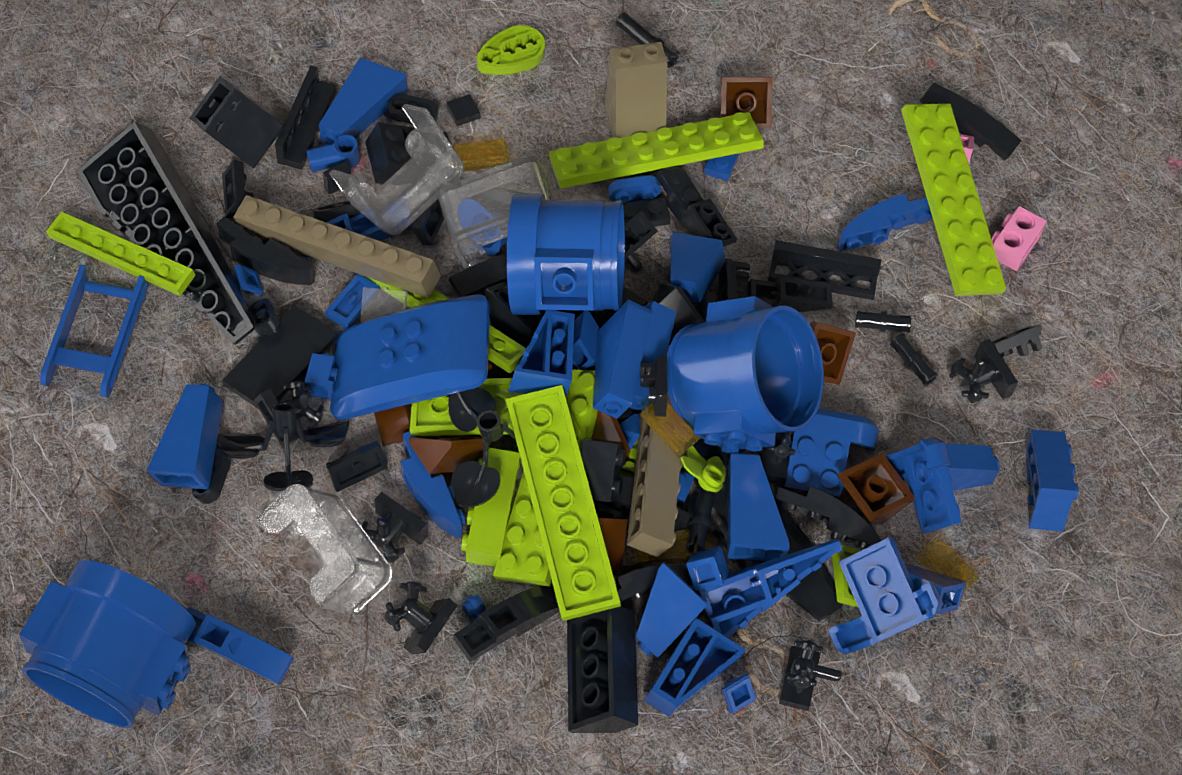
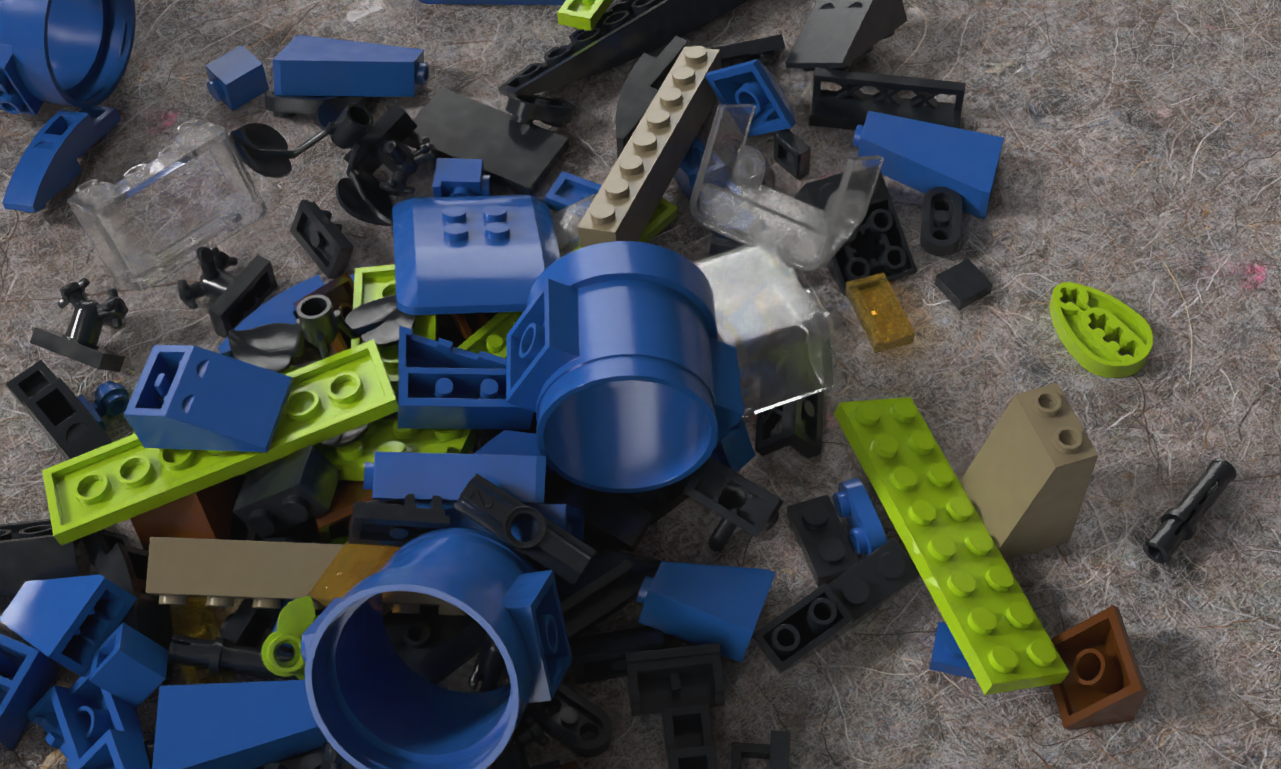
camera: 90 degrees right, 5 degrees down
(173, 521) = (236, 78): none -> blue brick
(248, 280) = (603, 90): blue slope -> none
(298, 182) = (756, 86): none -> blue slope
(334, 154) = (829, 141): blue piece -> none
(547, 493) = (206, 401): none -> blue slope
(671, 320) = (499, 511): none -> black piece

